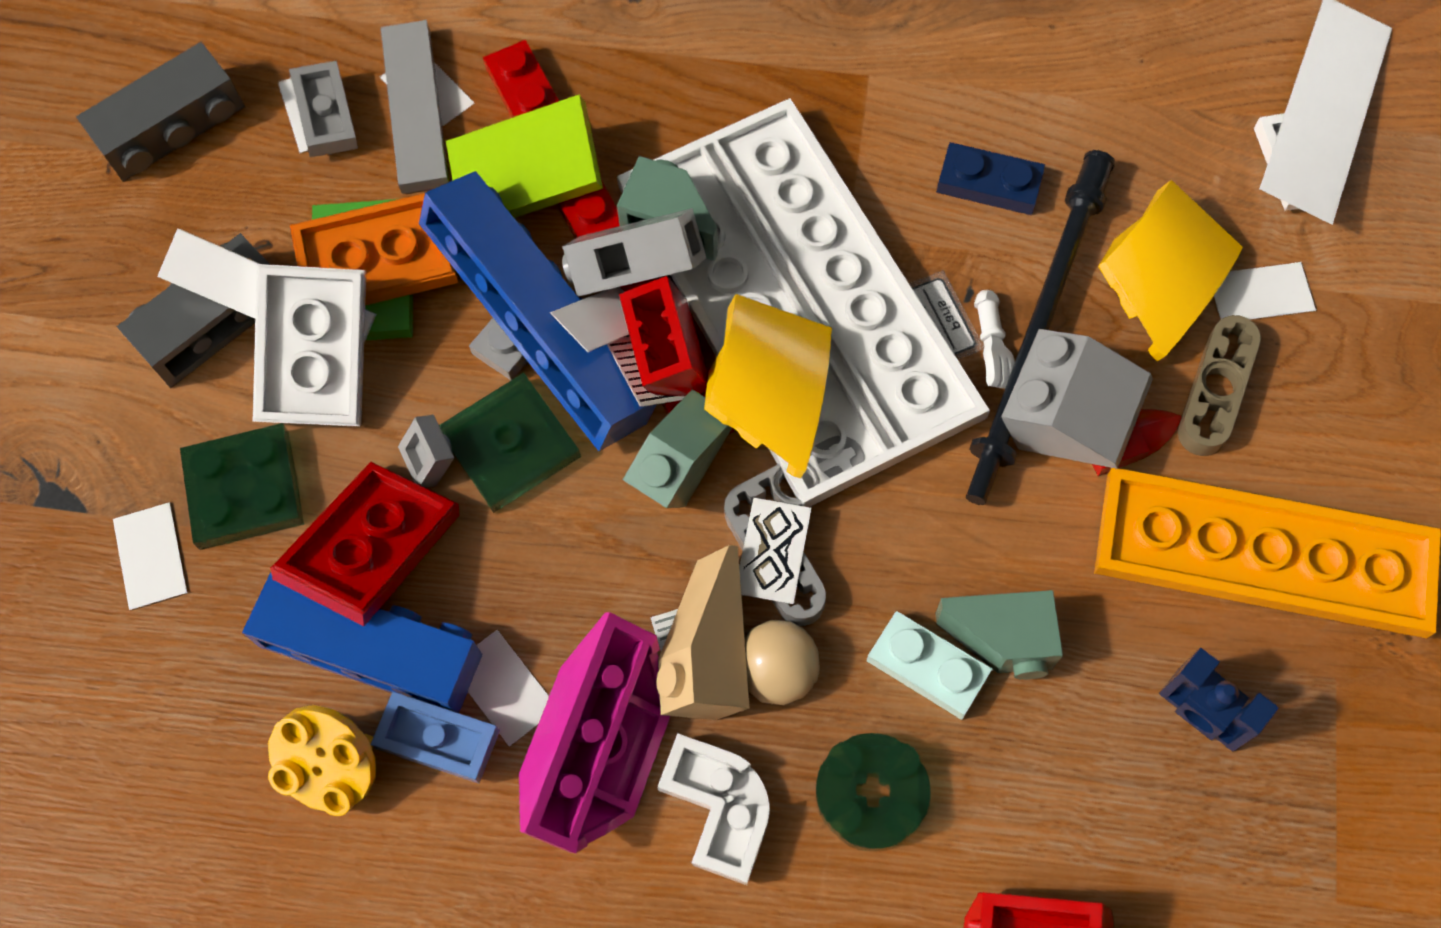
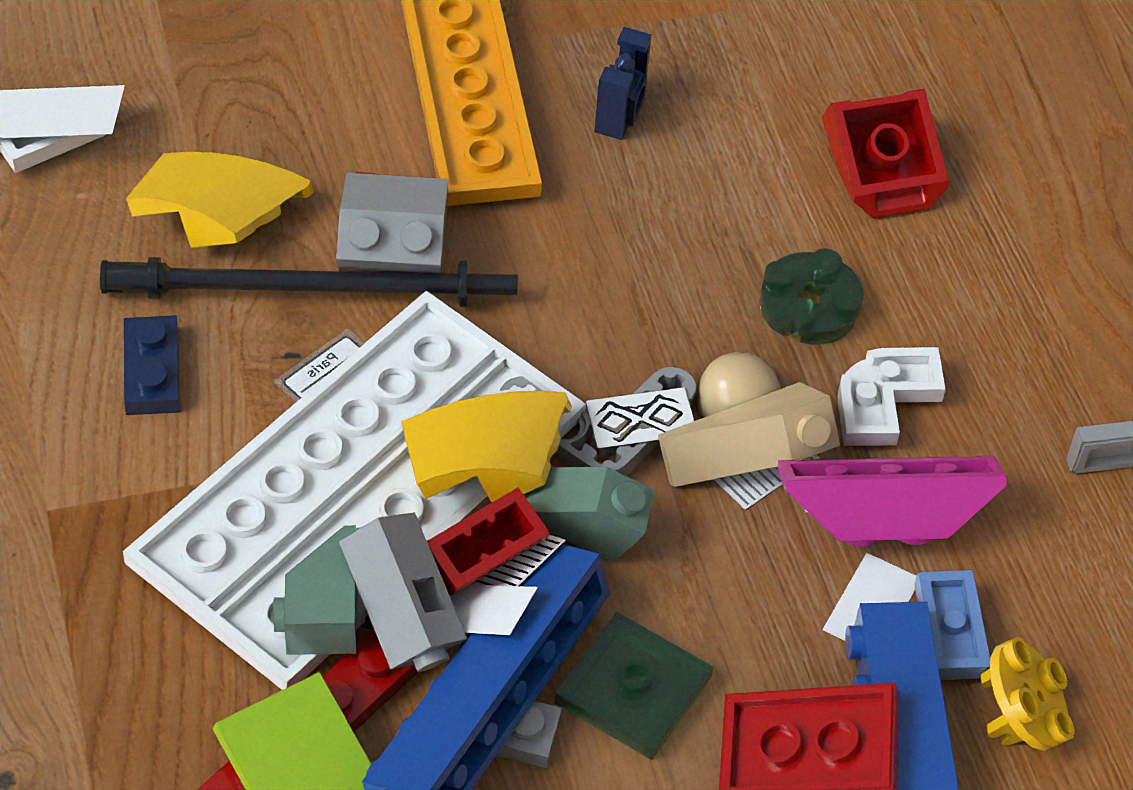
camera: 120 degrees left, 15 degrees down
(426, 451) = (687, 742): light grey plate -> none
(929, 665) = (682, 288): light aqua plate -> none
(997, 357) = (336, 319): white piece -> none
(1006, 630) = (627, 232): sand green slope -> none
(1202, 399) = (332, 160): dark tan beam -> none
(1265, 292) = (196, 131): white sticker -> none

